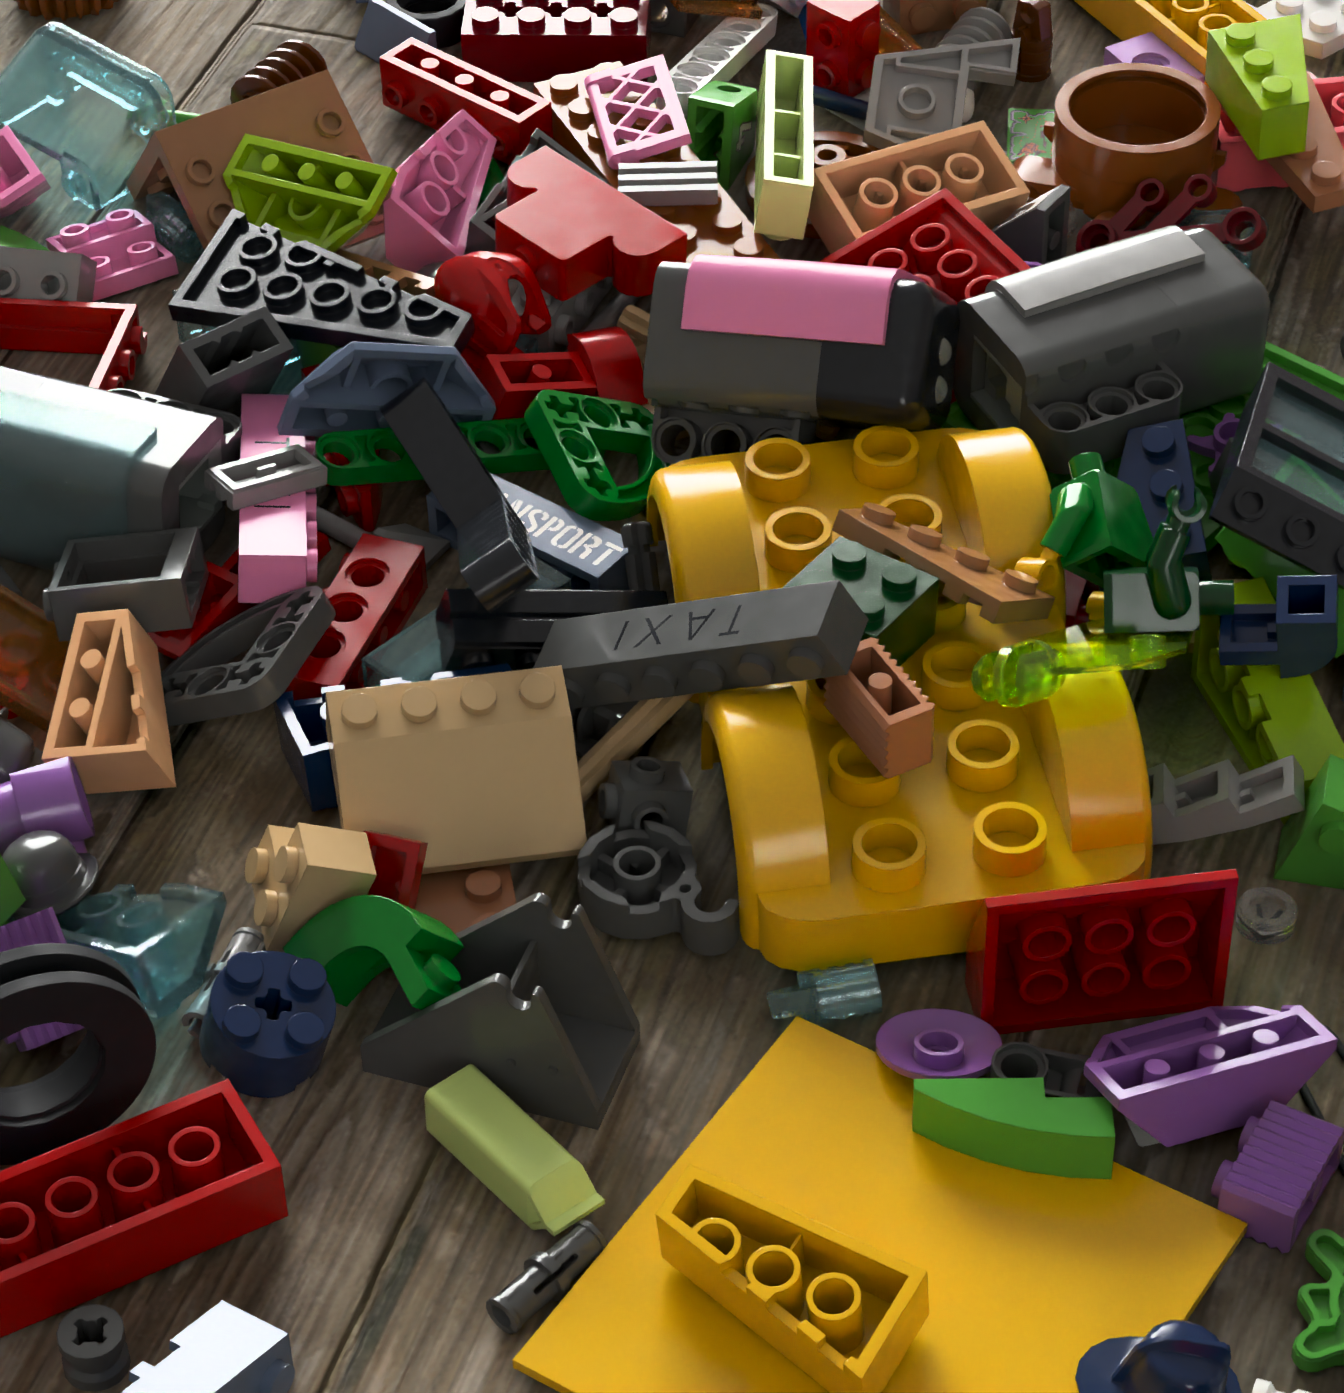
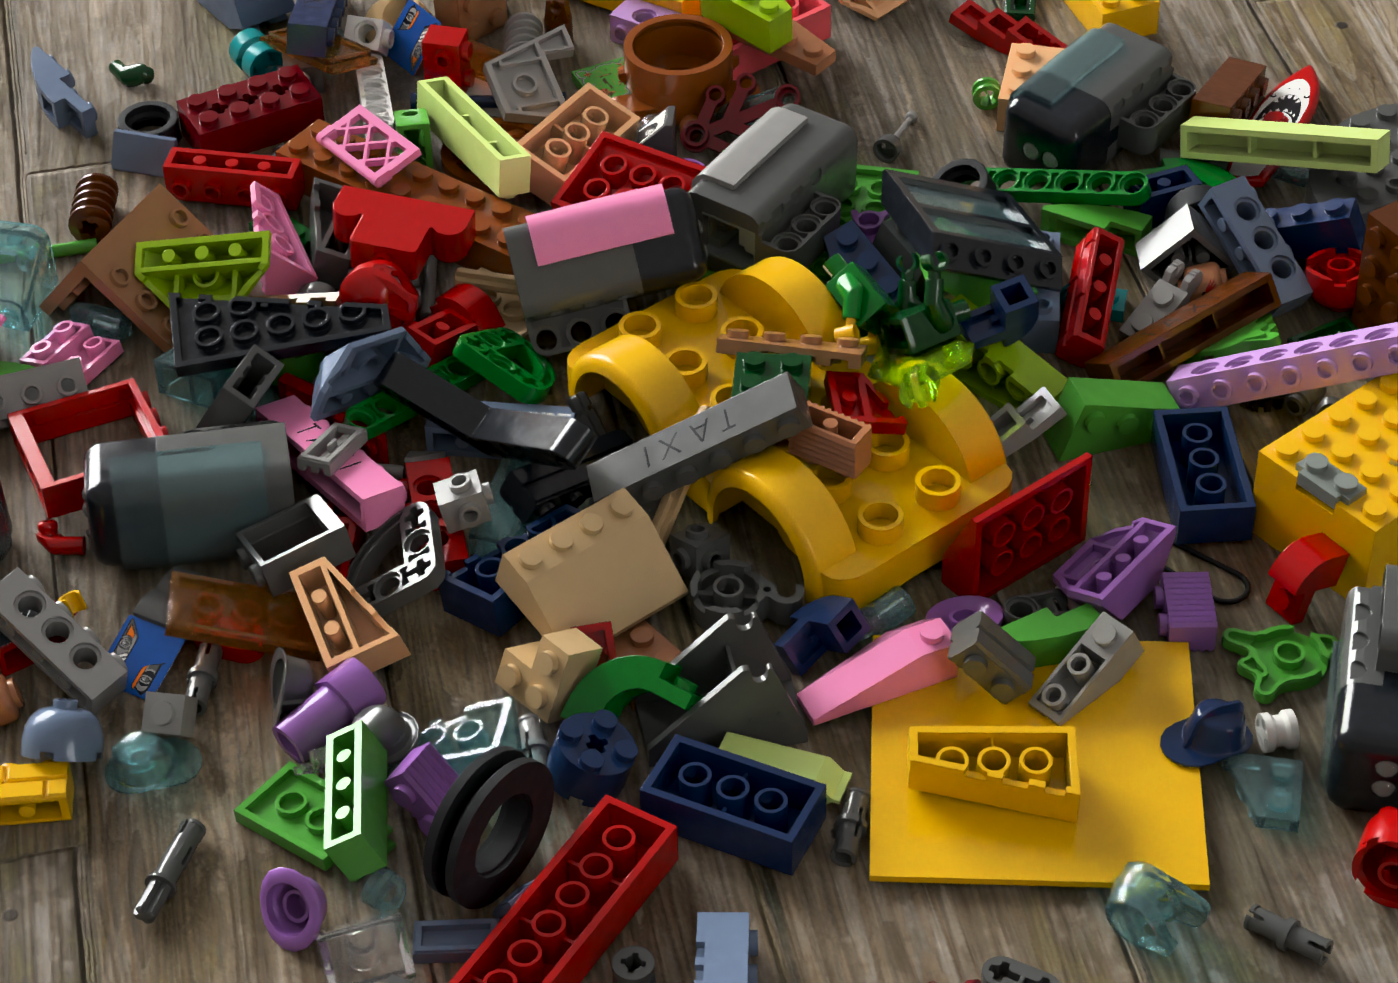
camera: 30 degrees left, 0 degrees up
(371, 607) = (464, 501): none -> light grey brick
(402, 1172) = (735, 803): none -> dark blue brick
(670, 183) = (426, 183): light grey tile -> none
(718, 974) = (820, 626): none -> dark blue brick
(766, 1073) = (881, 671): none -> bright pink wedge
(901, 1118) = (992, 657): none -> dark grey brick
(949, 671) = (856, 397): none -> red wing
(1047, 1199) = (1088, 669): none -> light grey slope

